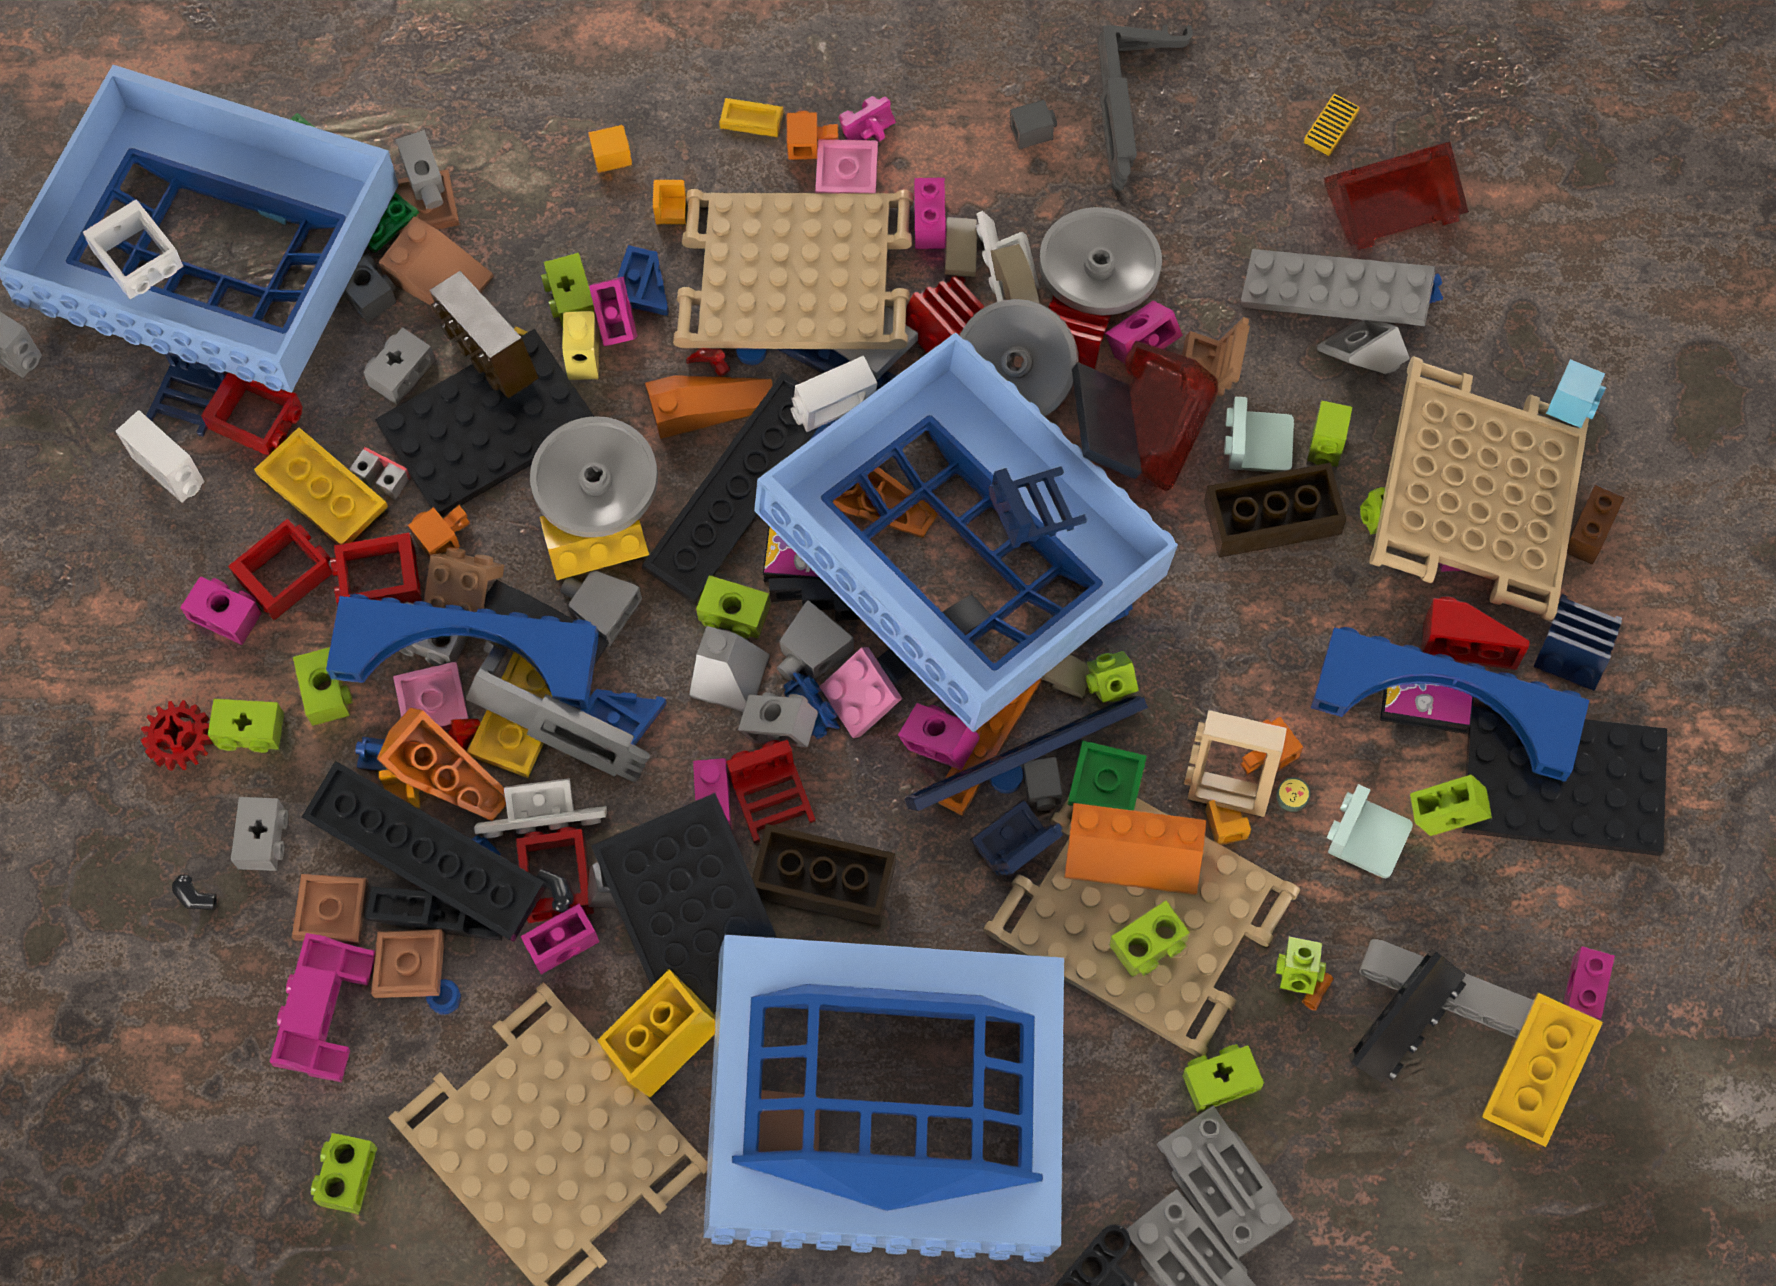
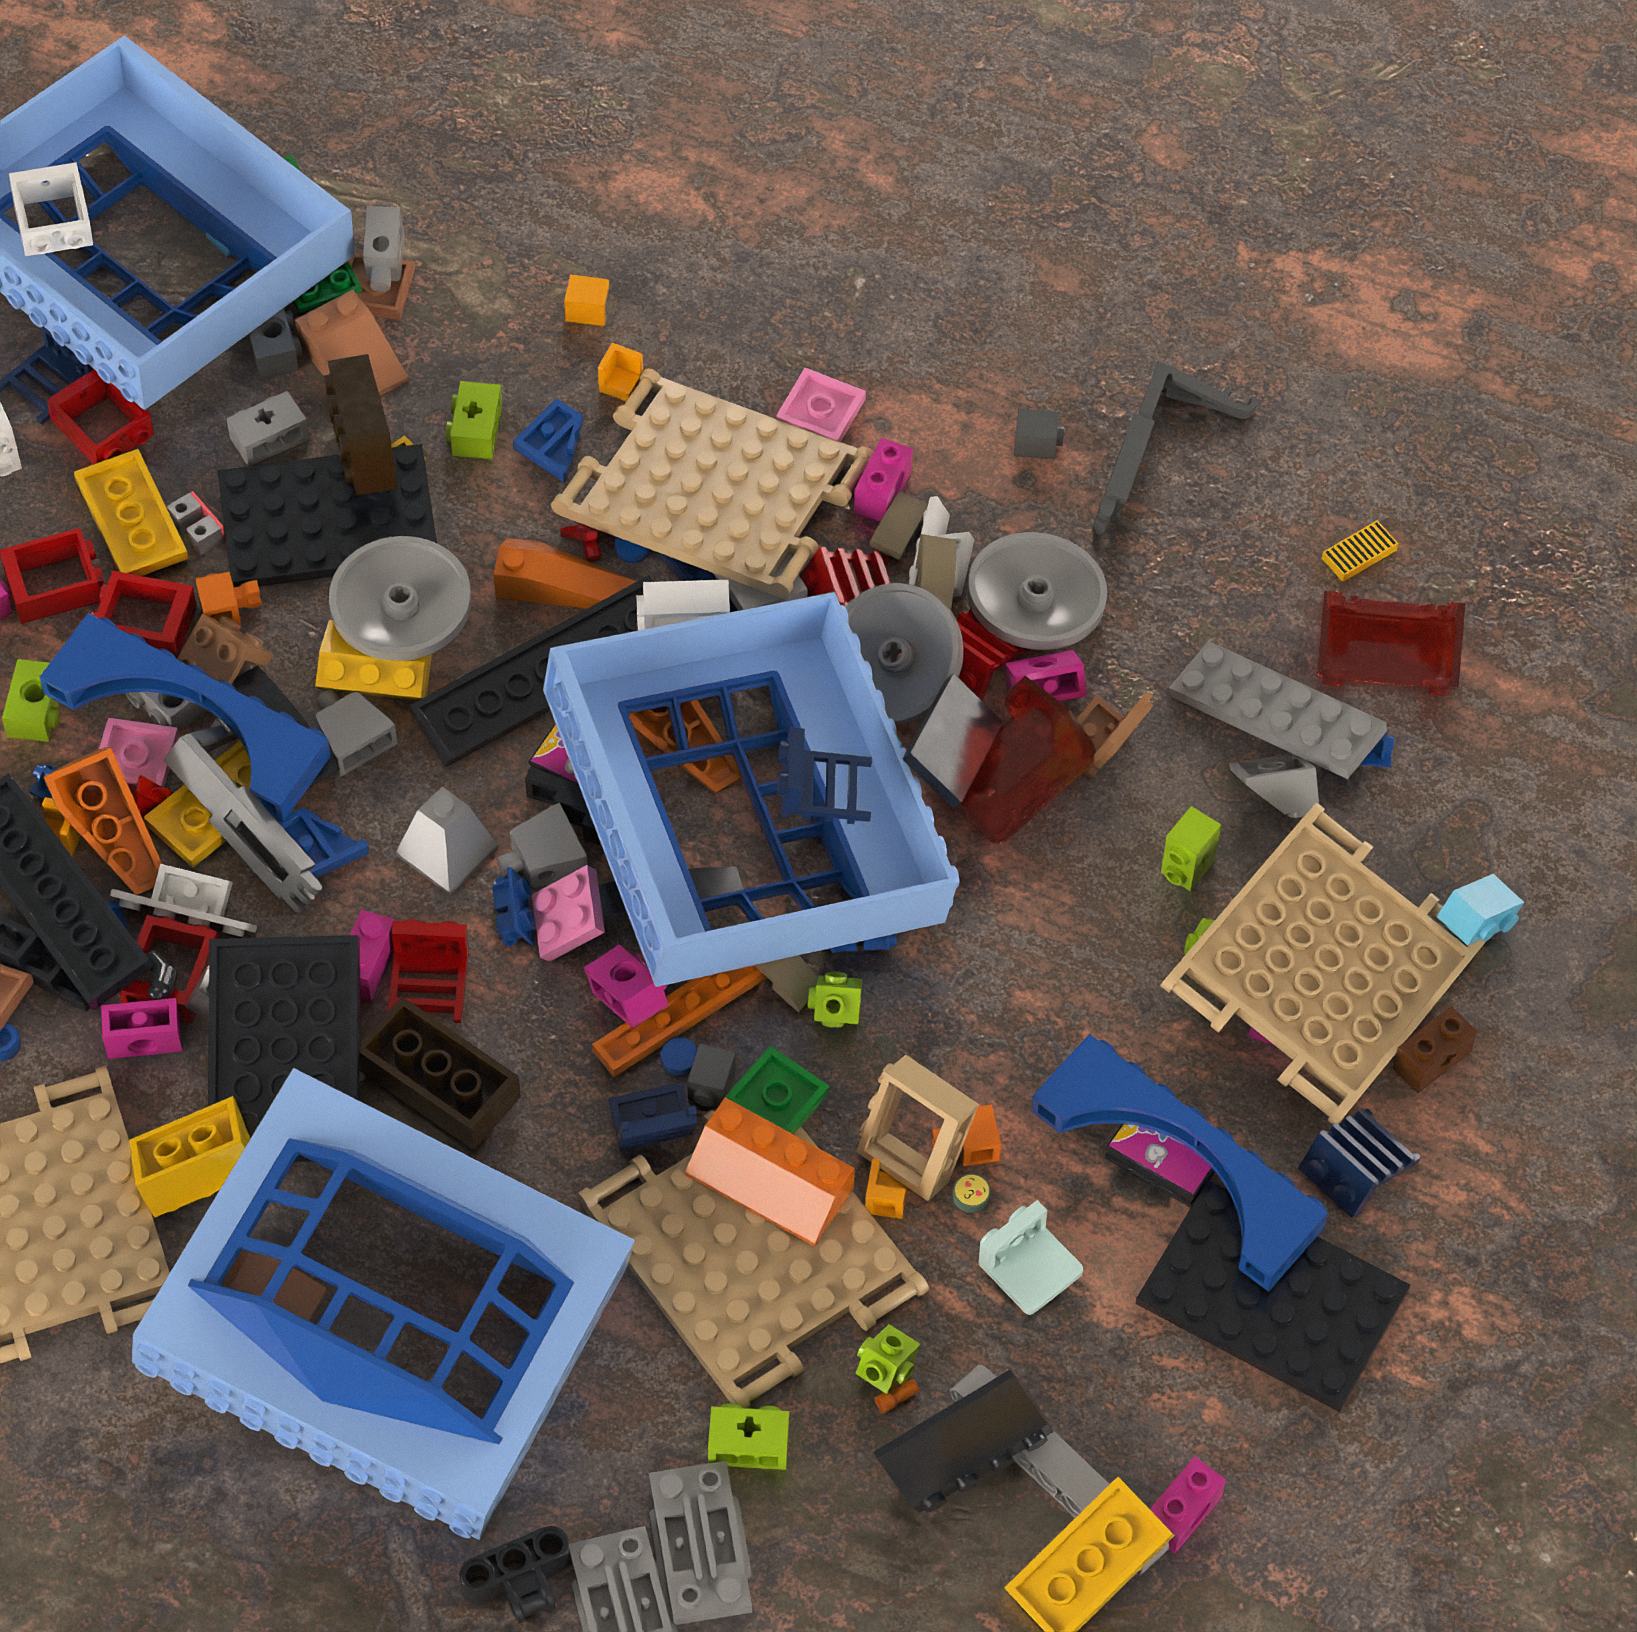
camera: 20 degrees right, 10 degrees down
(582, 337) = (465, 465): light yellow torso -> none
(613, 311) = (506, 452): dark pink brick -> none
(720, 595) = (476, 767): lime brick -> none
(751, 117) = (749, 324): yellow tile -> none
(778, 718) = (470, 903): light grey brick -> none
(804, 134) = (793, 354): orange brick -> none
(869, 121) = (867, 369): dark pink hips -> none
(1025, 752) = (707, 1035): dark blue tile -> none
(1144, 933) = (736, 1256): lime brick -> none
(1258, 439) = (1114, 828): light aqua bracket -> none
(1274, 510) = (1093, 902): dark brown brick -> none
(1450, 805) = (1127, 1262): lime brick -> none
(1470, 636) = (1237, 1103): red slope -> none

